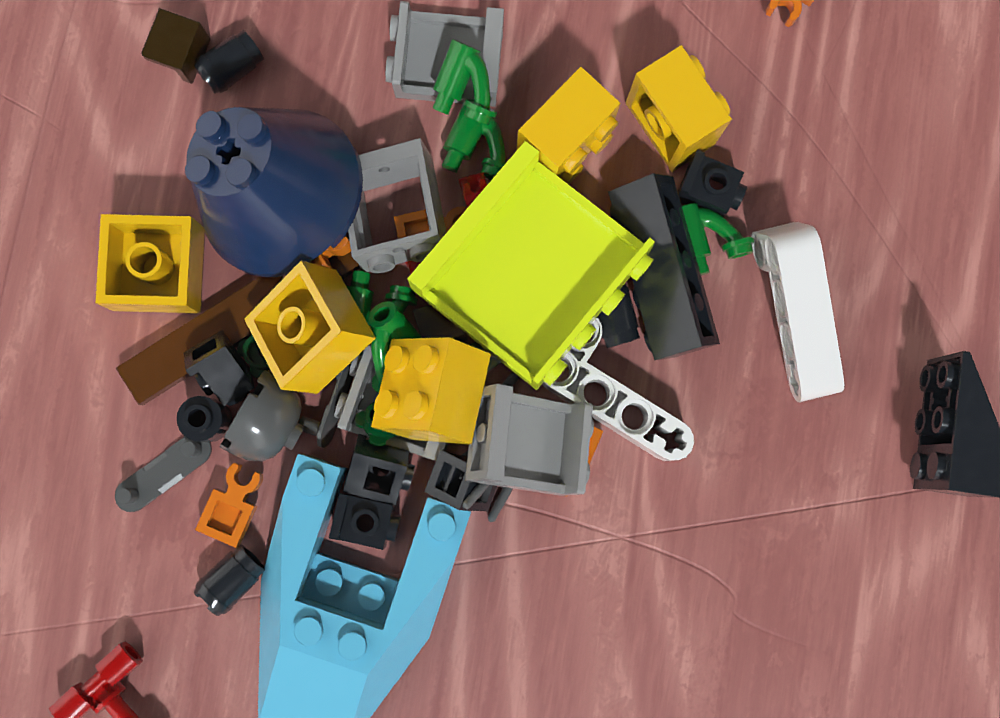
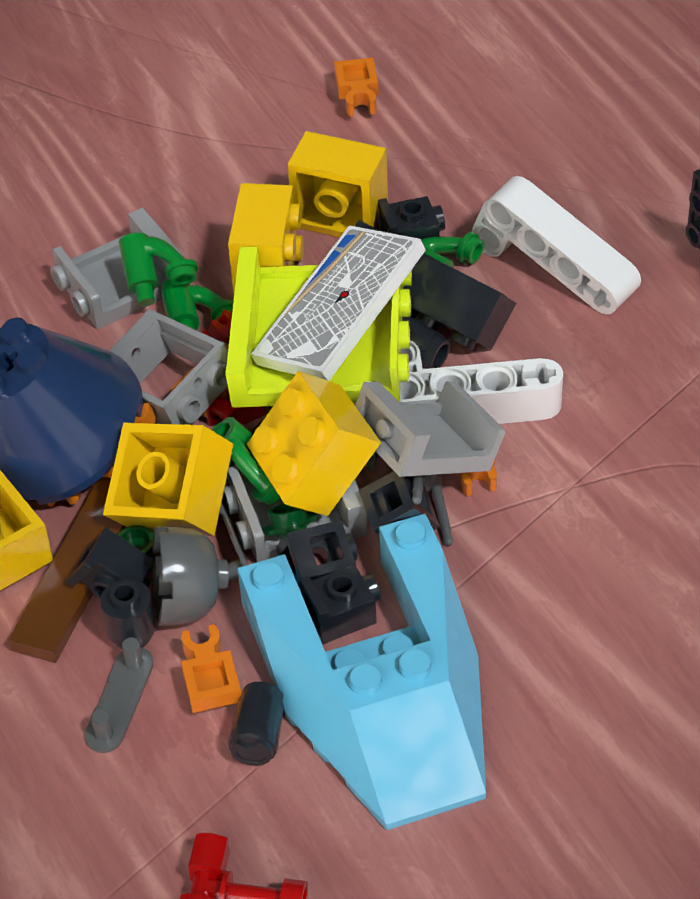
camera: 30 degrees left, 35 degrees down
(555, 268) = (338, 302): none -> tile

